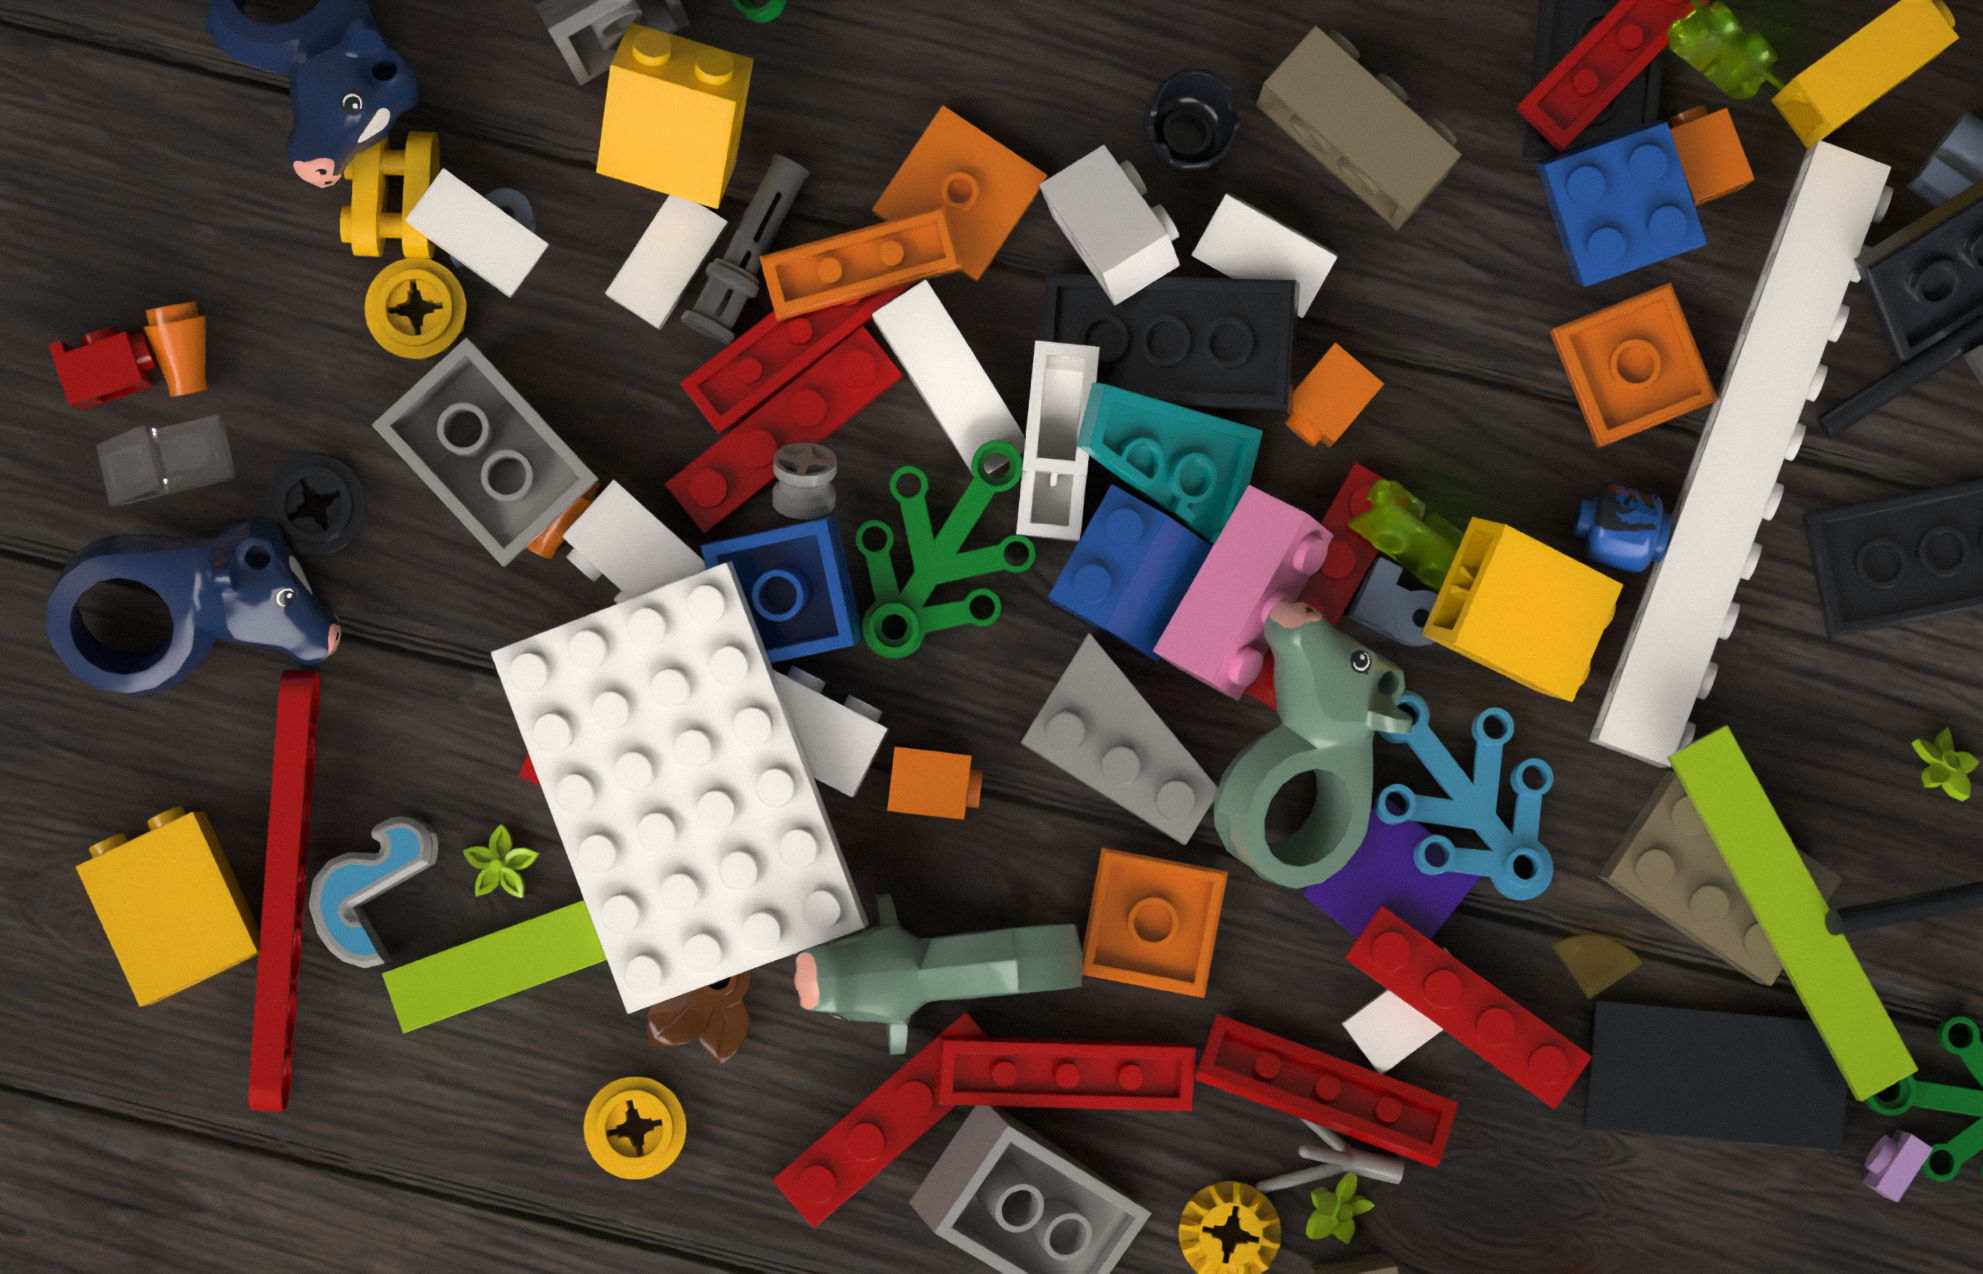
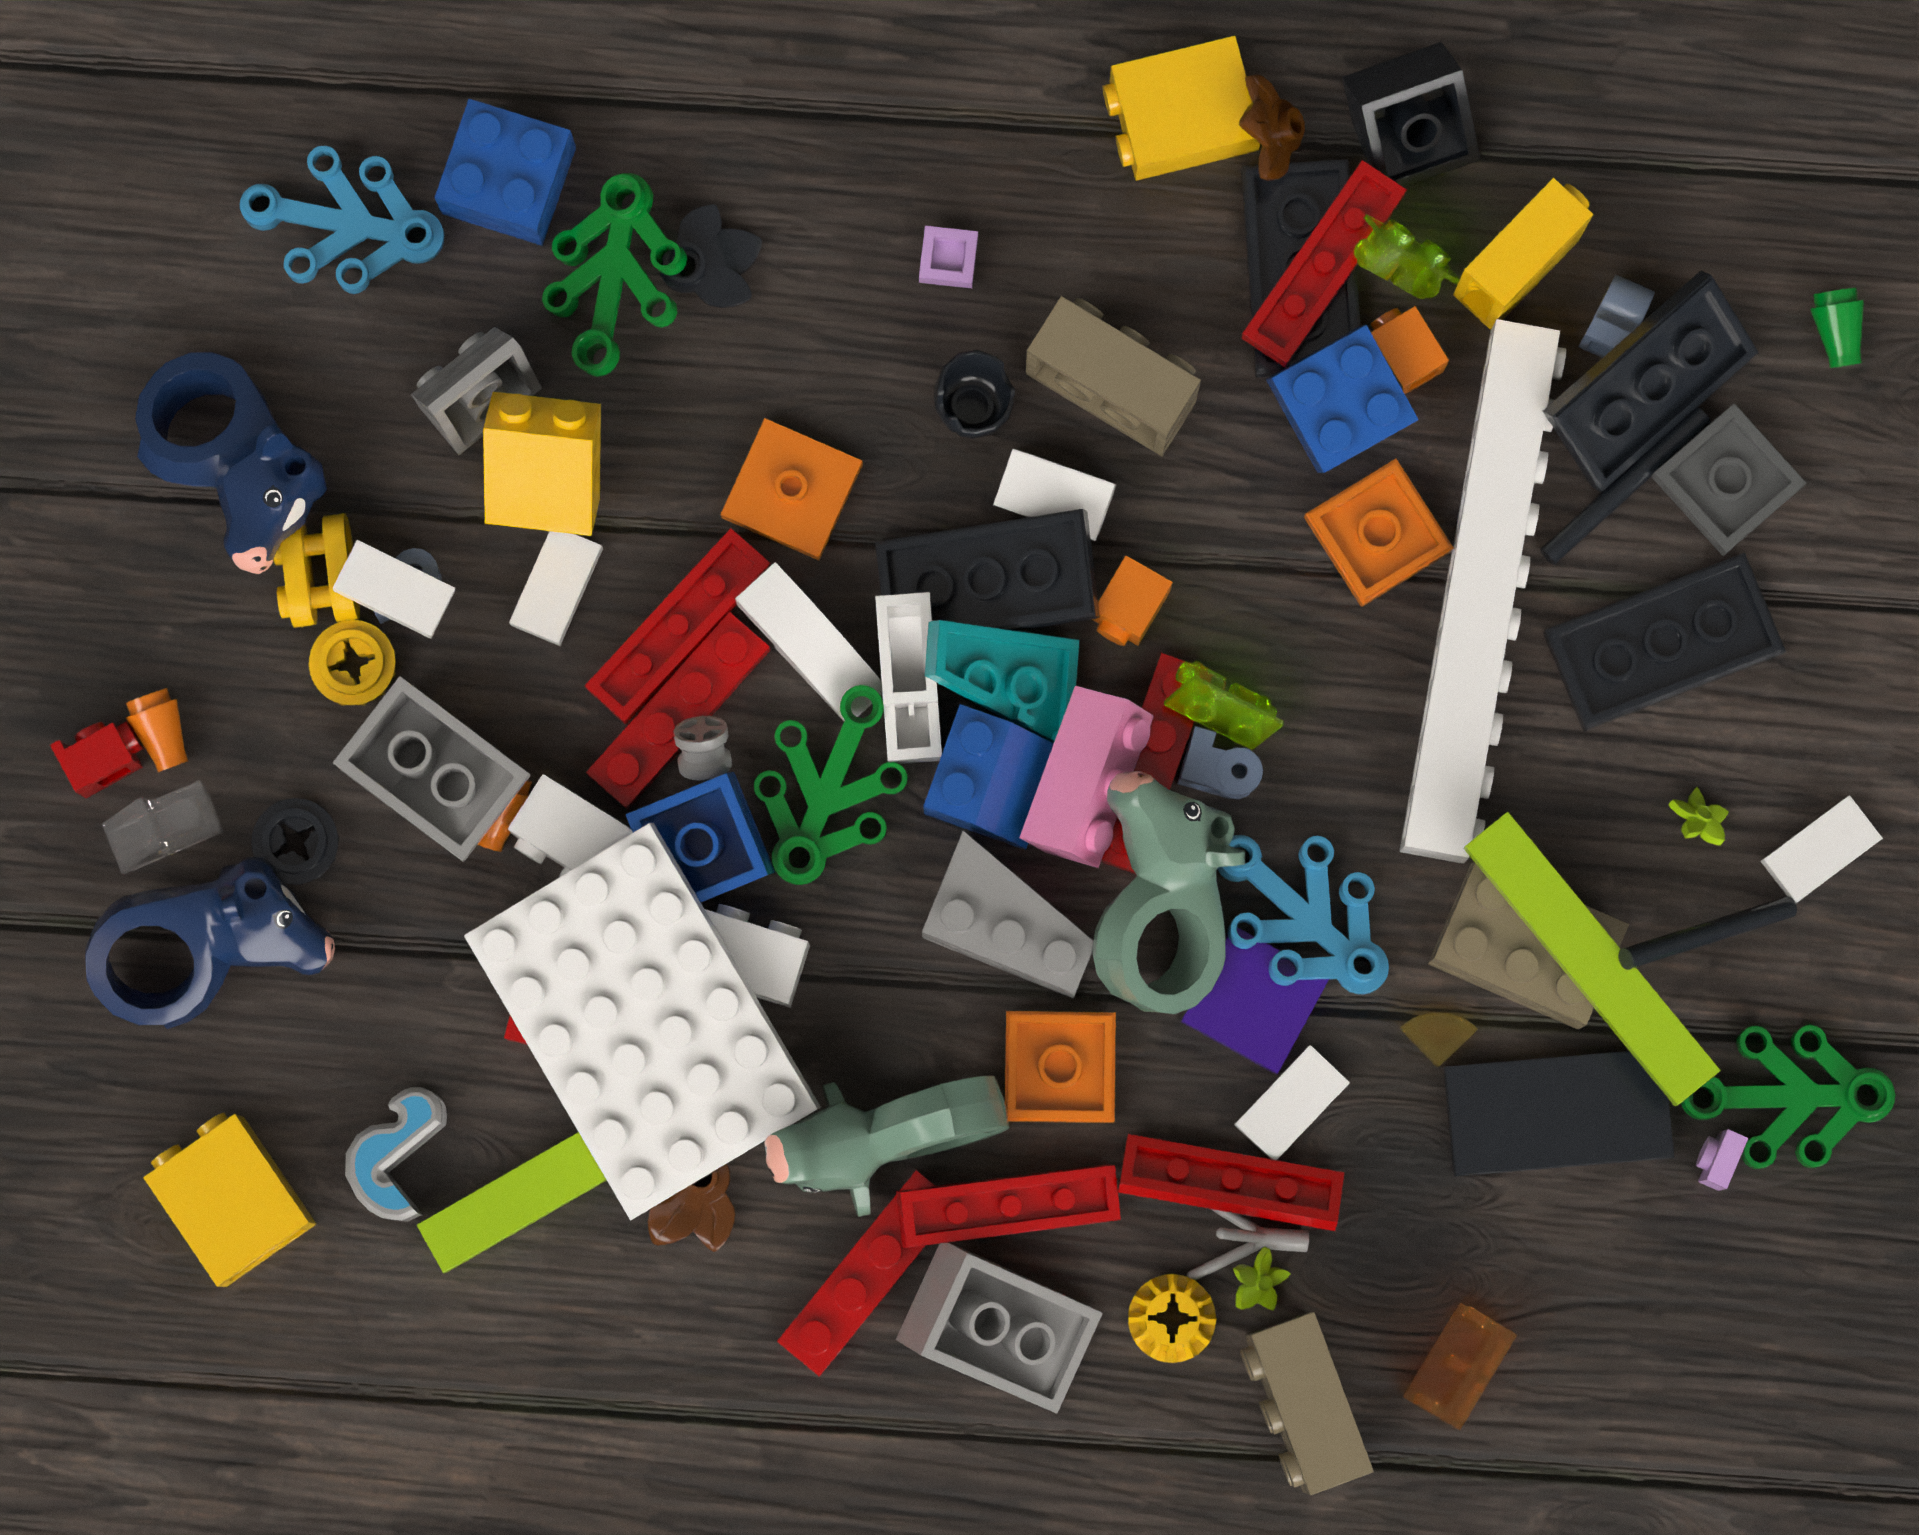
camera: 10 degrees left, 5 degrees down
(284, 890) = (322, 1170): red beam -> none
(500, 863) = (501, 1115): lime plant -> none
(618, 1153) = (629, 1307): yellow gear -> none
(727, 282) = (605, 625): dark grey pin -> none
(860, 263) = (718, 559): orange tile -> none
(933, 783) = (854, 982): orange brick -> none
(1111, 224) = (922, 490): white brick -> none
(1467, 1007) = (1337, 1090): red plate -> none
(1522, 609) = (1322, 748): yellow brick -> none
(1623, 527) = (1394, 667): blue head -> none

